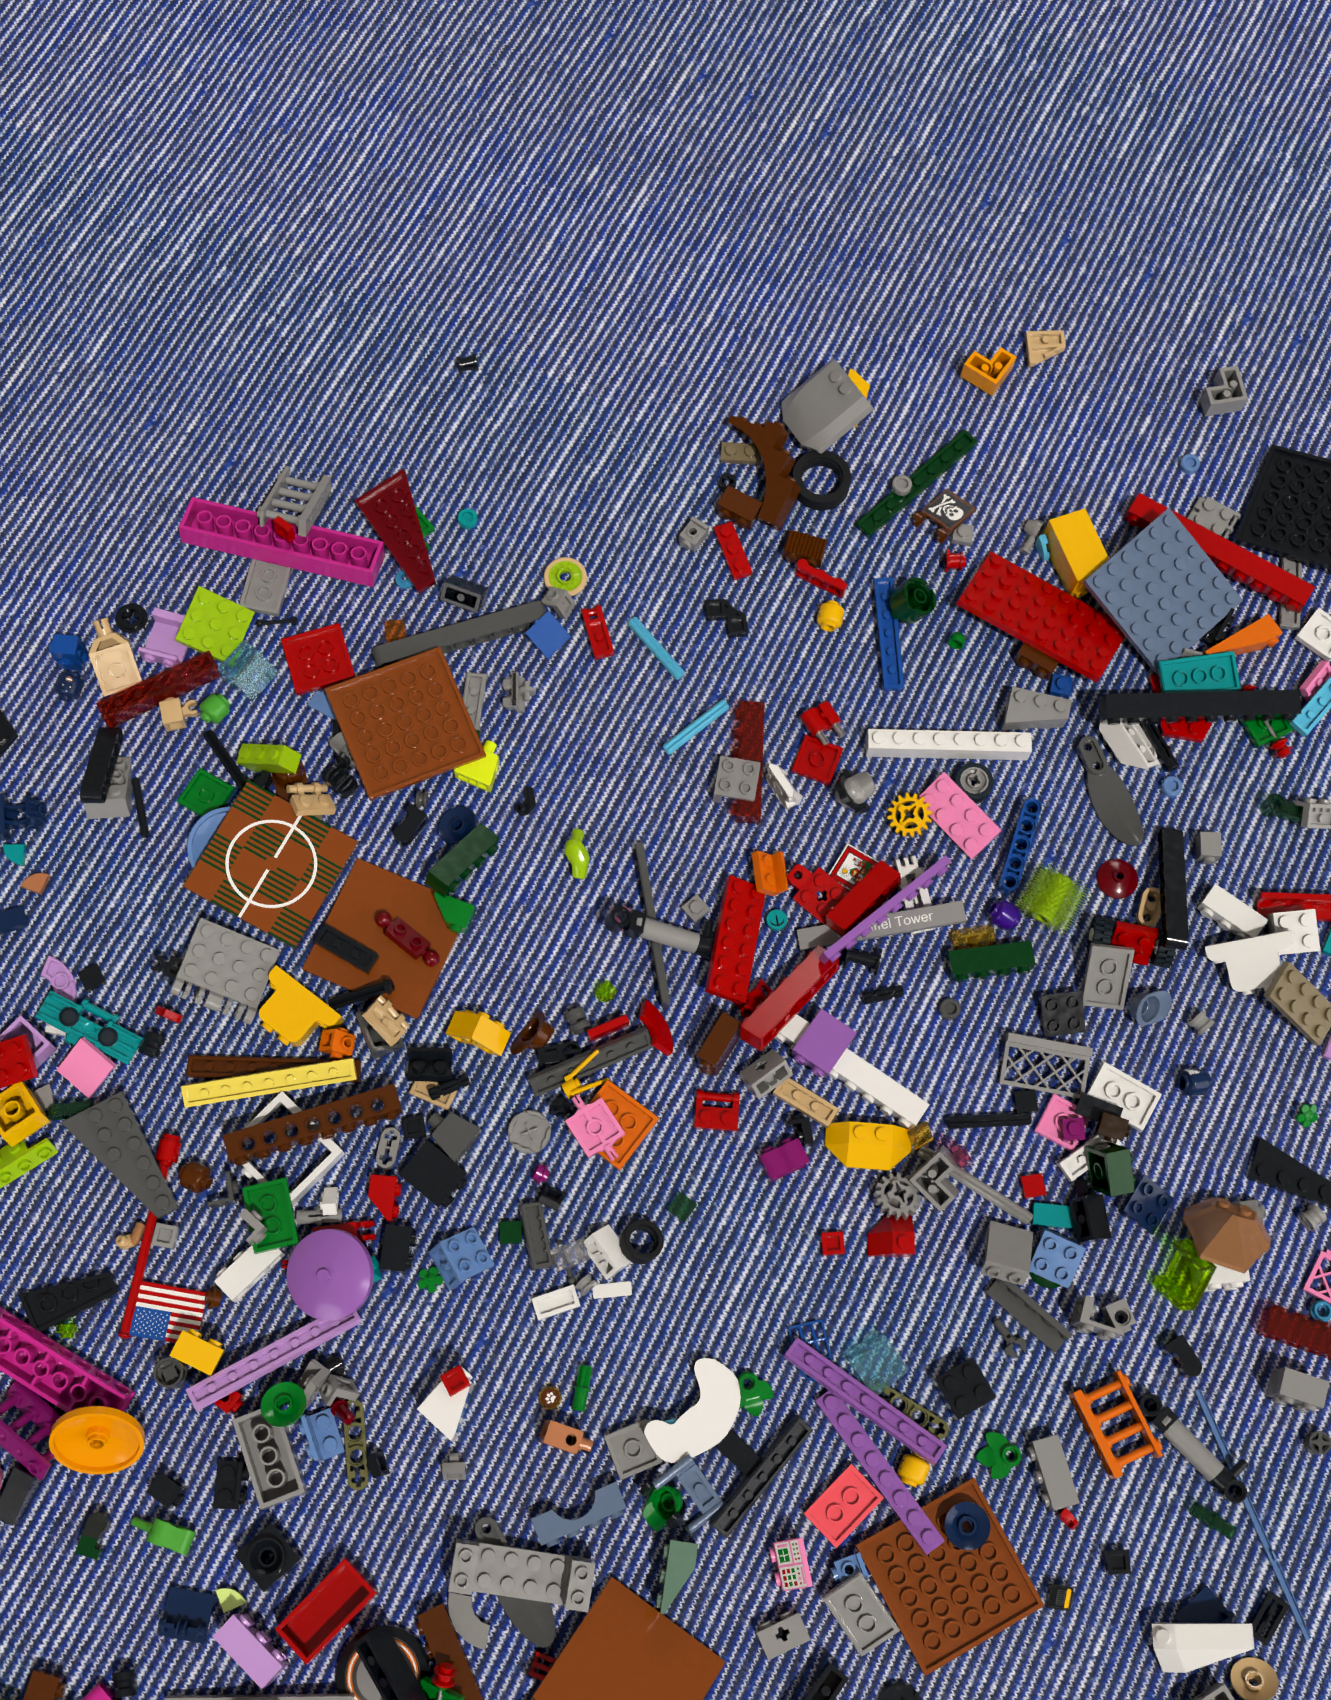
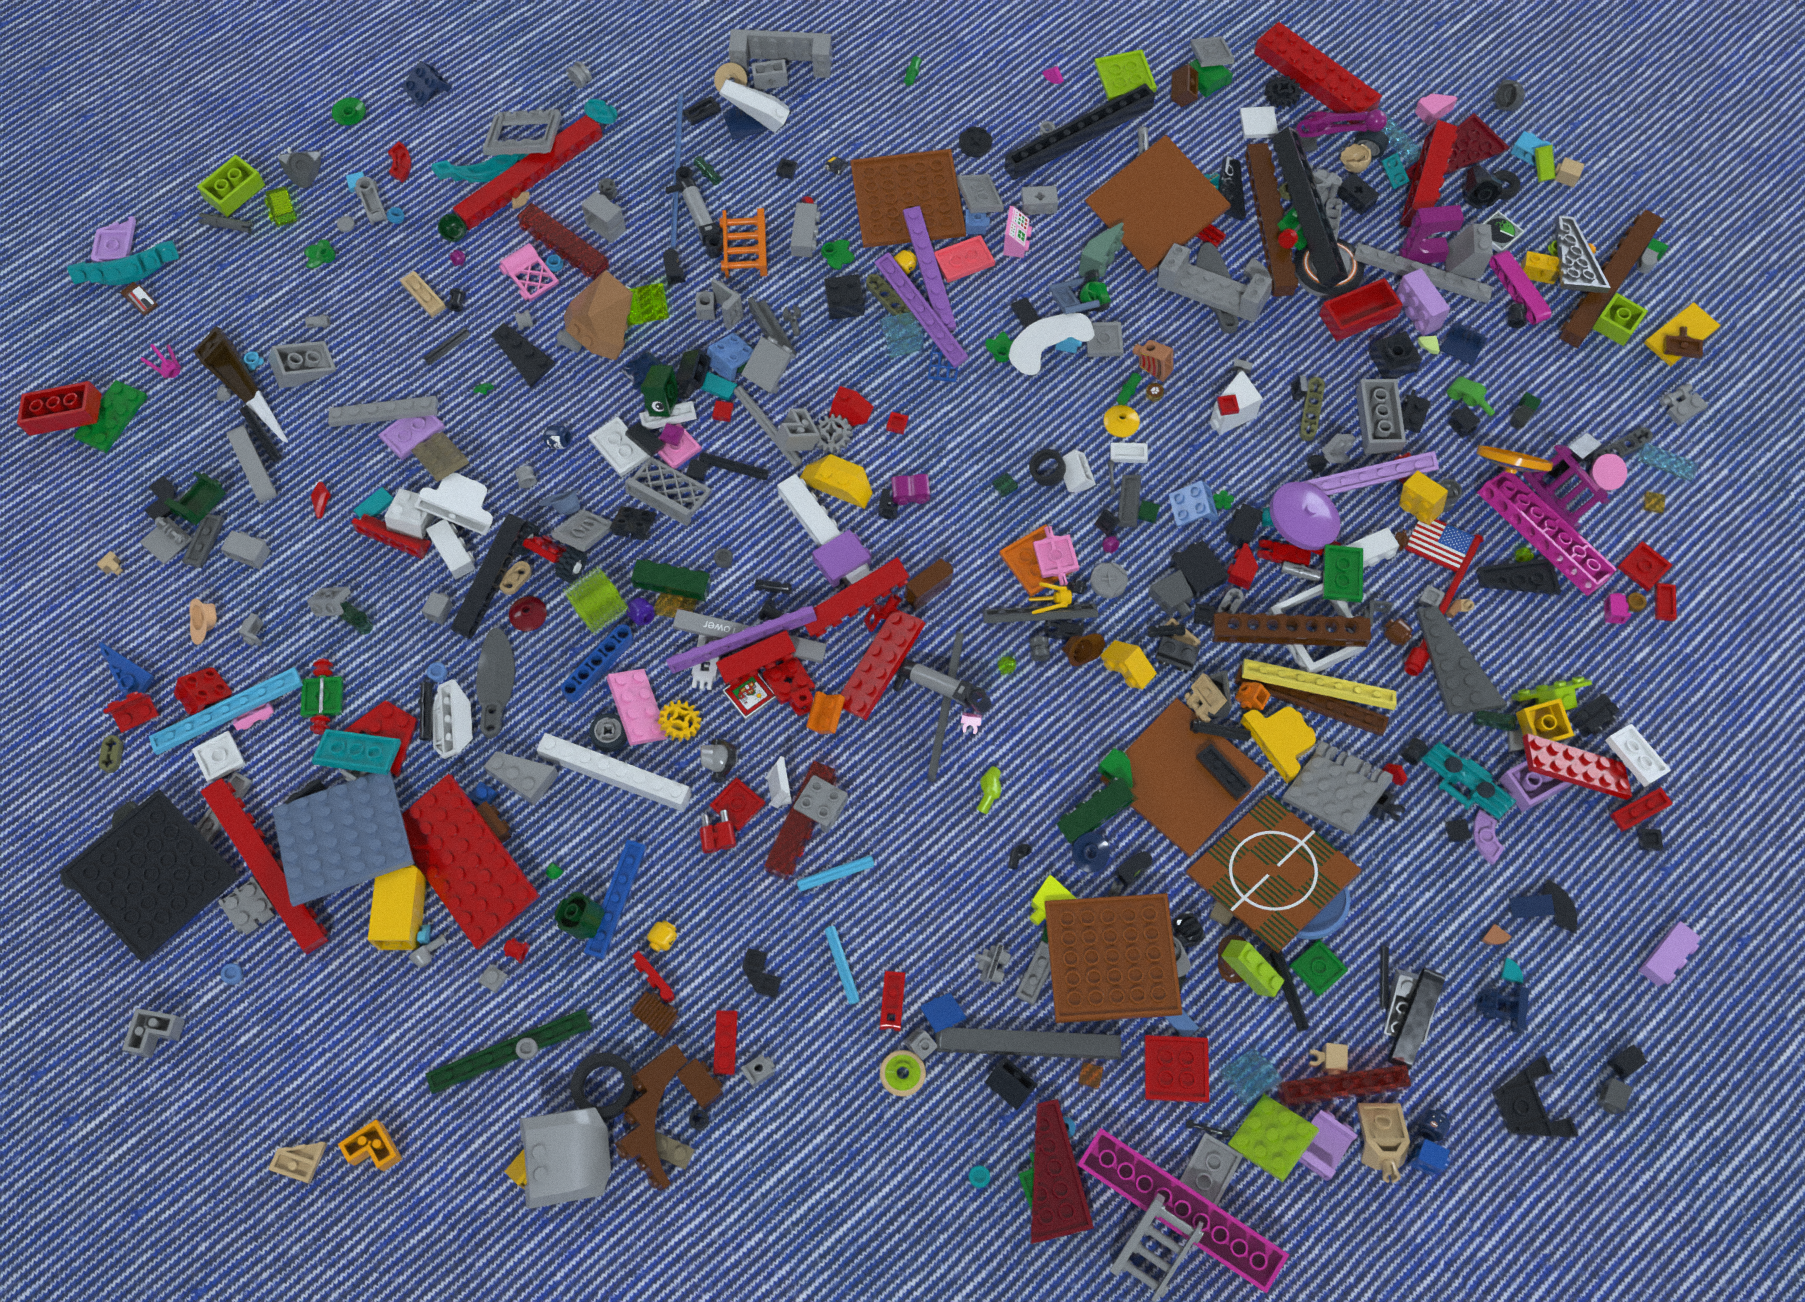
camera: 155 degrees left, 5 degrees down
(86, 1067) = (1476, 748): bright pink tile -> none
(125, 613) = (1365, 1180): black gear -> none
(214, 708) = (1292, 1048): bright green head -> none
(253, 1220) = (1358, 563): light grey bracket -> none
(279, 1395) = (1372, 432): green dish -> none
(284, 529) = (1179, 1207): red tile -> none
(311, 804) = (1221, 914): tan plate -> none
(322, 1435) = (1338, 418): medium blue bracket -> none
(329, 1201) = (1289, 577): white piece -> none
(338, 1387) = (1315, 441): light grey bracket -> none
(340, 1409) = (1319, 429): dark red axle -> none
(407, 938) = (1166, 763): dark red plate -> none
(551, 1526) = (1179, 310): sand blue arch -> none
(569, 1254) = (1107, 475): clear brick -> none
(585, 1284) = (1101, 454): light grey bush -> none
(586, 1353) = (1121, 427): none -> yellow dish
(607, 1028) = (1015, 634): red tile -> none
(612, 1290) = (1086, 449): white sticker -> none
(657, 1027) = (973, 621): red tile -> none
(695, 909) = (902, 709): light grey plate -> none
(715, 1117) = (951, 540): red plate -> none
(760, 1476) = (1015, 294): black tile -> none
(765, 1074) = (908, 547): light grey brick -> none
(776, 920) = (835, 676): teal tile -> none
(806, 1102) = (874, 525): tan plate -> none
(920, 1135) = (791, 470): clear yellow tile -> none
(946, 511) = (496, 1004): flag -> none
(961, 1156) = (770, 440): clear pink tile -> none
(979, 1526) = (883, 207): dark blue dish -> none
(1112, 1127) = (642, 418): dark brown brick -> none
(1199, 706) = (376, 714): black brick -> none
(1251, 638) = (284, 775): orange slope -> none

